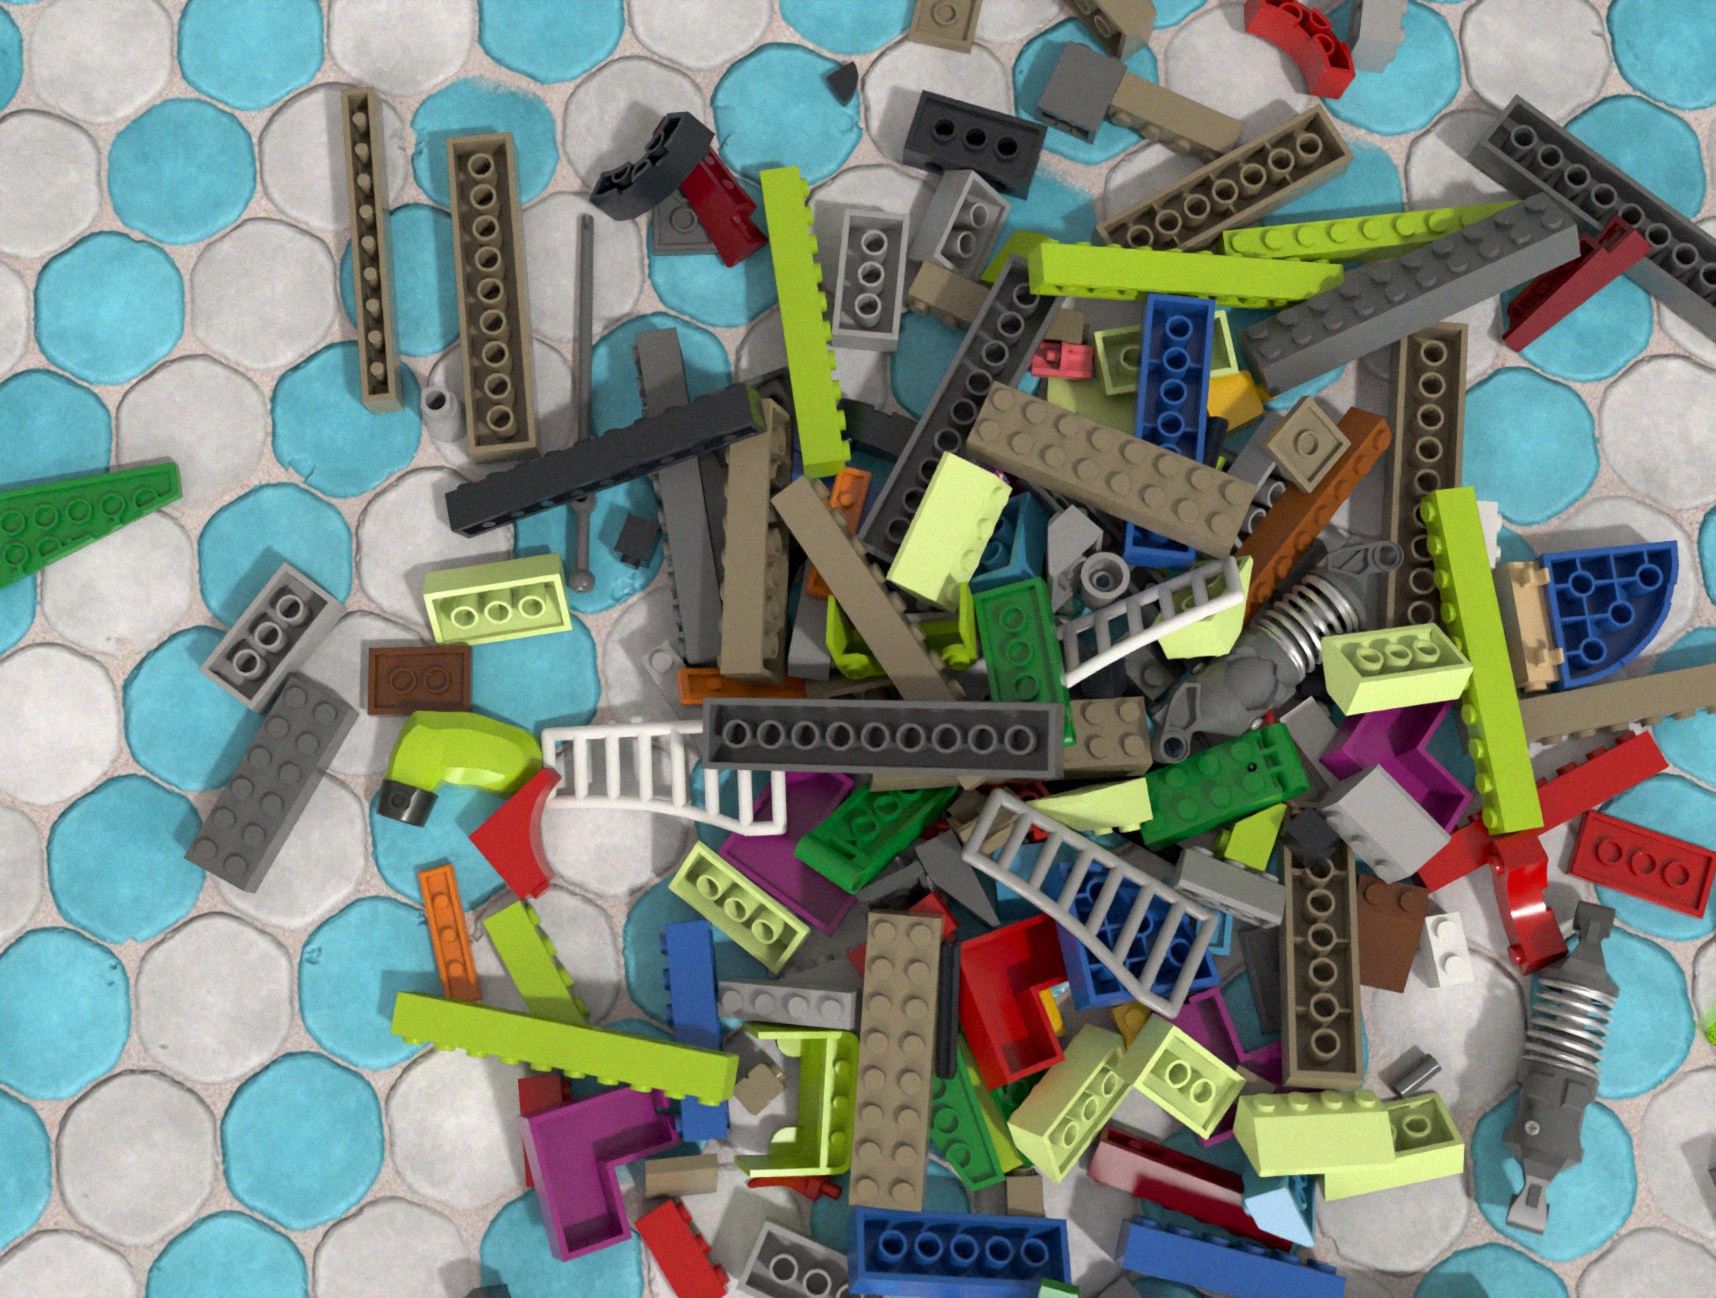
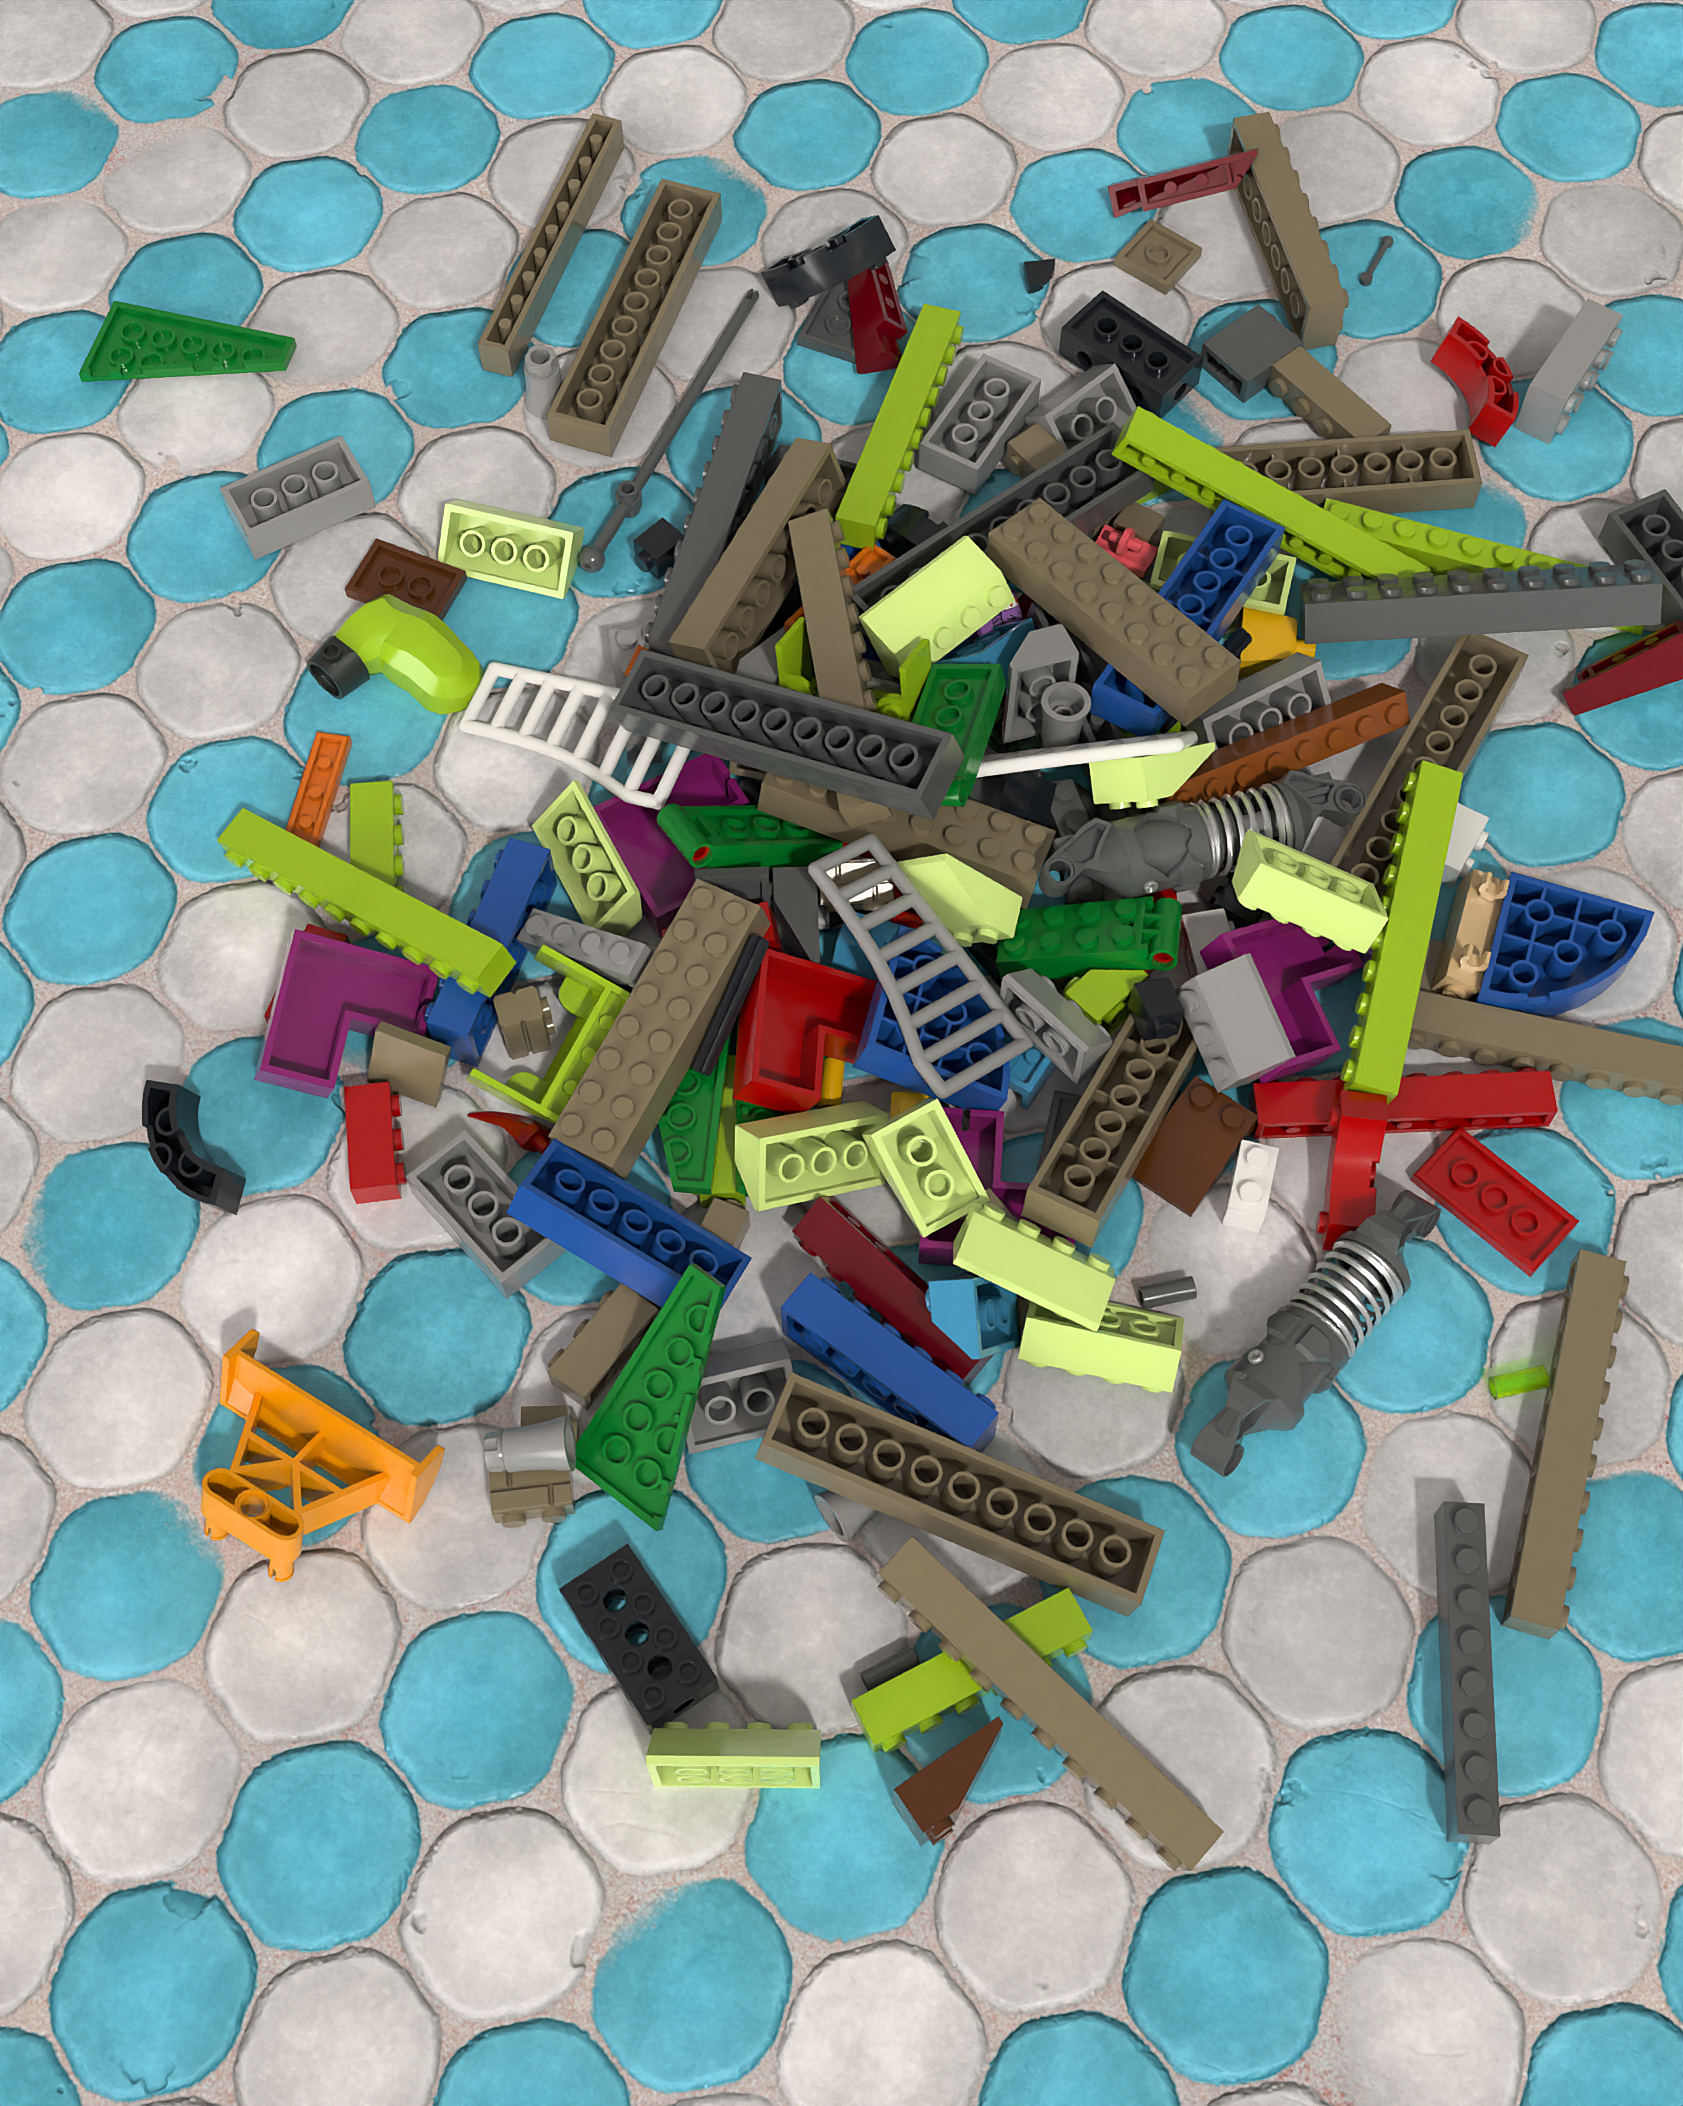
camera: 25 degrees right, 15 degrees down
(272, 785) = (231, 610): dark grey brick -> none
(513, 838) = (418, 729): red arch -> none
(606, 460) = (662, 453): black brick -> none
(1305, 444) = (1316, 680): dark tan tile -> none

